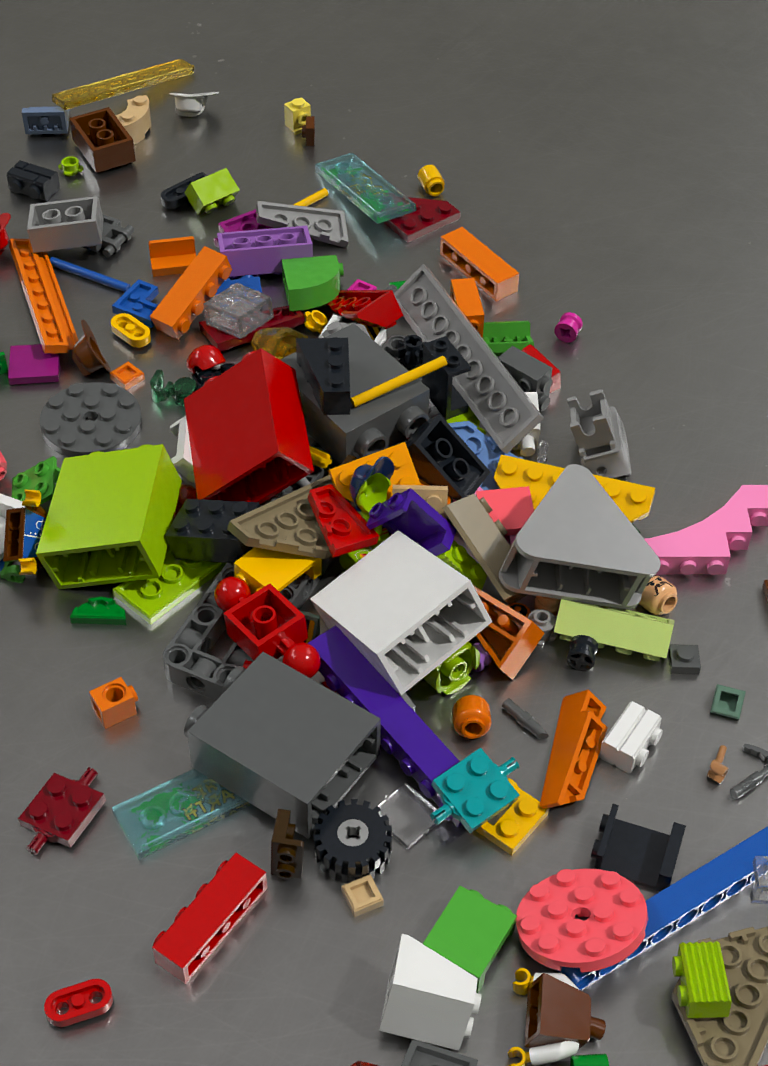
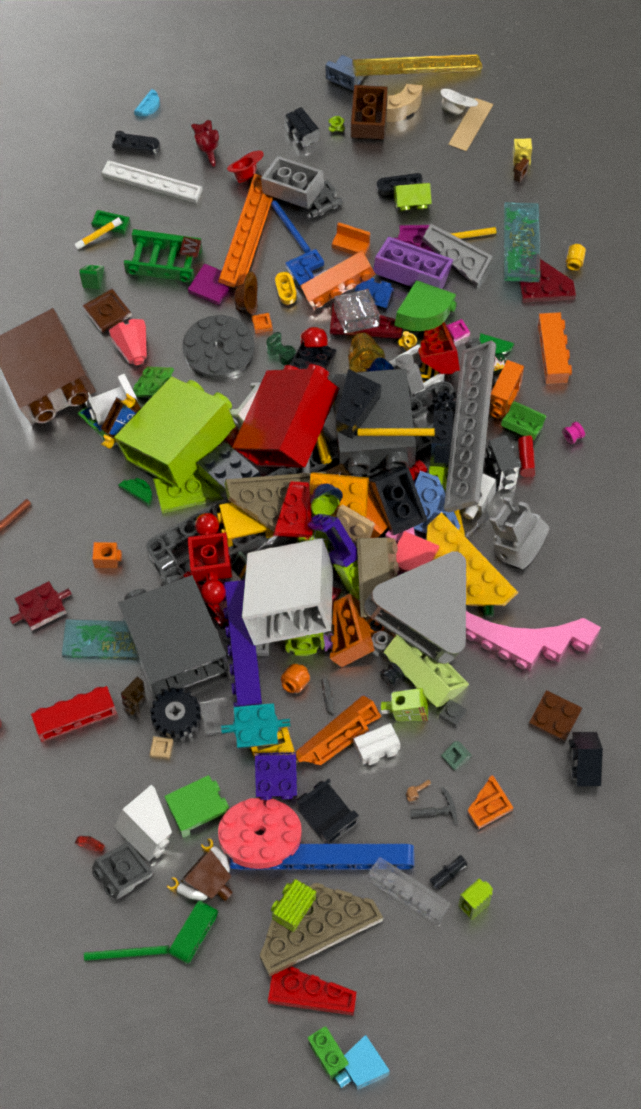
camera: 35 degrees right, 15 degrees up
(220, 118) = (470, 125): none -> tan sticker
(544, 837) = (275, 775): none -> dark purple brick
(633, 672) = (407, 705): none -> lime torso
(659, 596) = (468, 662): light nougat head -> none

